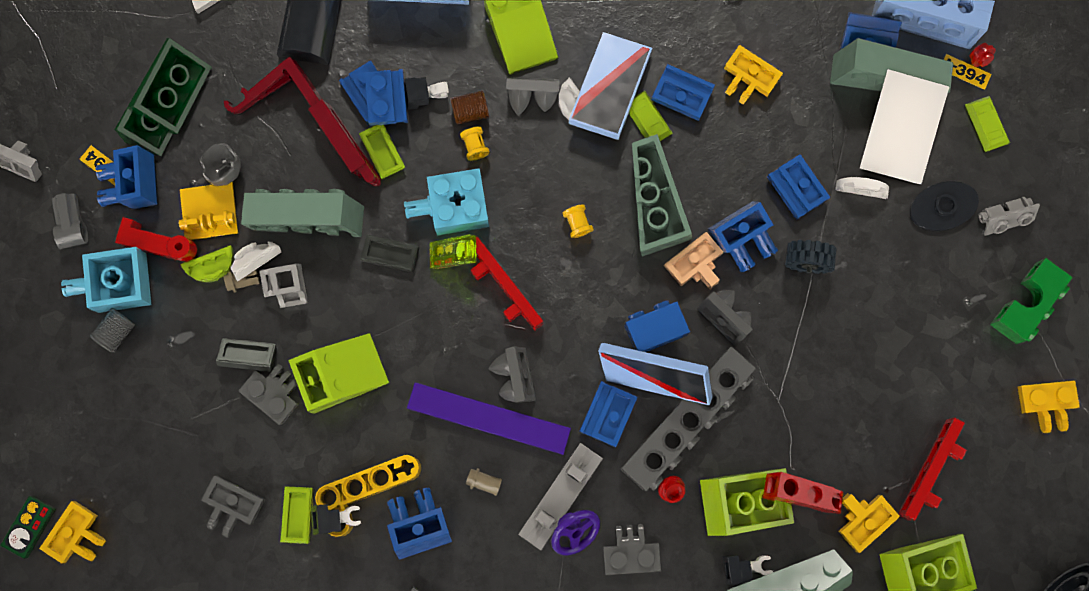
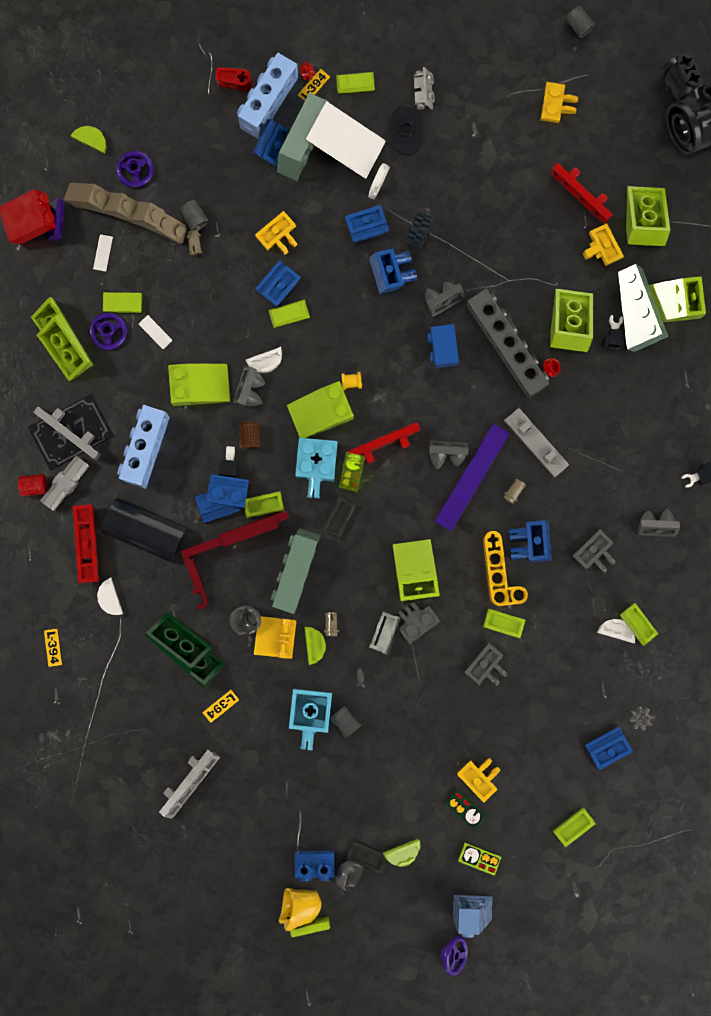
camera: 80 degrees left, 5 degrees up
(69, 227) = (261, 737): dark grey piece -> none
(133, 177) = (240, 683): blue brick -> none
(175, 248) = (298, 663): red leg -> none
(253, 257) = (317, 612): white tile -> none
(286, 284) = (342, 594): light grey brick -> none
(329, 521) = (517, 597): black piece -> none
(474, 143) = (276, 438): yellow bush -> none
(527, 192) = (320, 410): none -> lime slope
(573, 528) = (560, 439): dark purple piece -> none
(608, 414) = (490, 396): blue plate -> none
(610, 86) = (260, 332): tile -> none
(631, 553) = (586, 406): dark grey hinge -> none
(656, 373) = (474, 355): tile -> none
(659, 208) = (355, 322): sand green wedge -> none
(696, 262) = (401, 308): light nougat hinge -> none
(802, 492) = (576, 282): red leg -> none
(1047, 285) = (479, 79): green arch -> none

